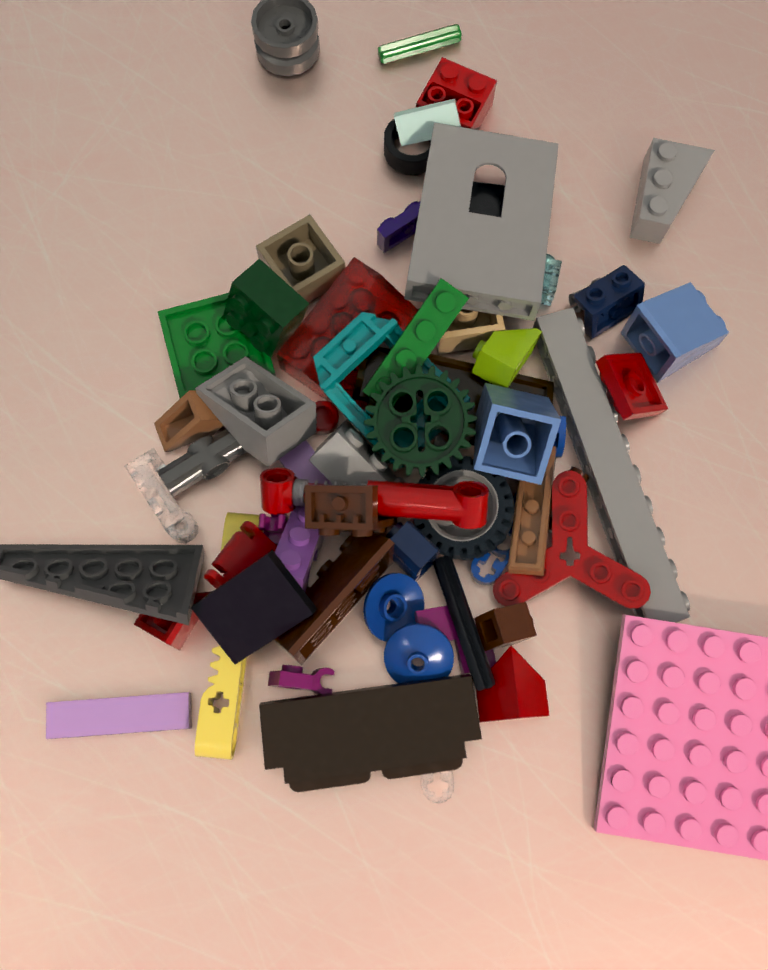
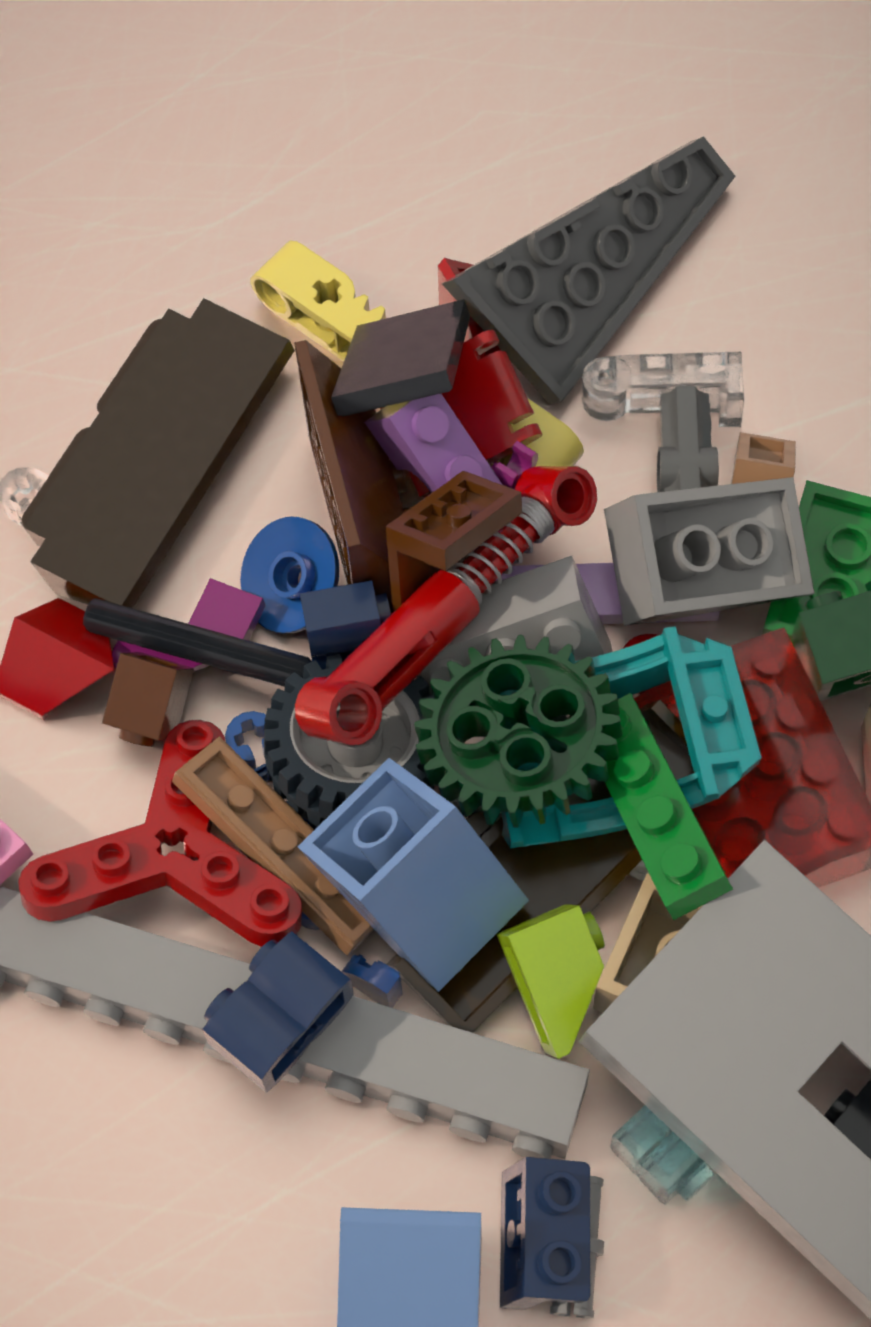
camera: 130 degrees right, 10 degrees down
(118, 715) = (405, 201): lavender tile -> none
(292, 678) = (281, 409): magenta plate -> none
(421, 642) = (202, 567): blue dish -> none
(614, 446) = (277, 1010): none -> dark blue brick
(631, 385) = (362, 1145): red plate -> none

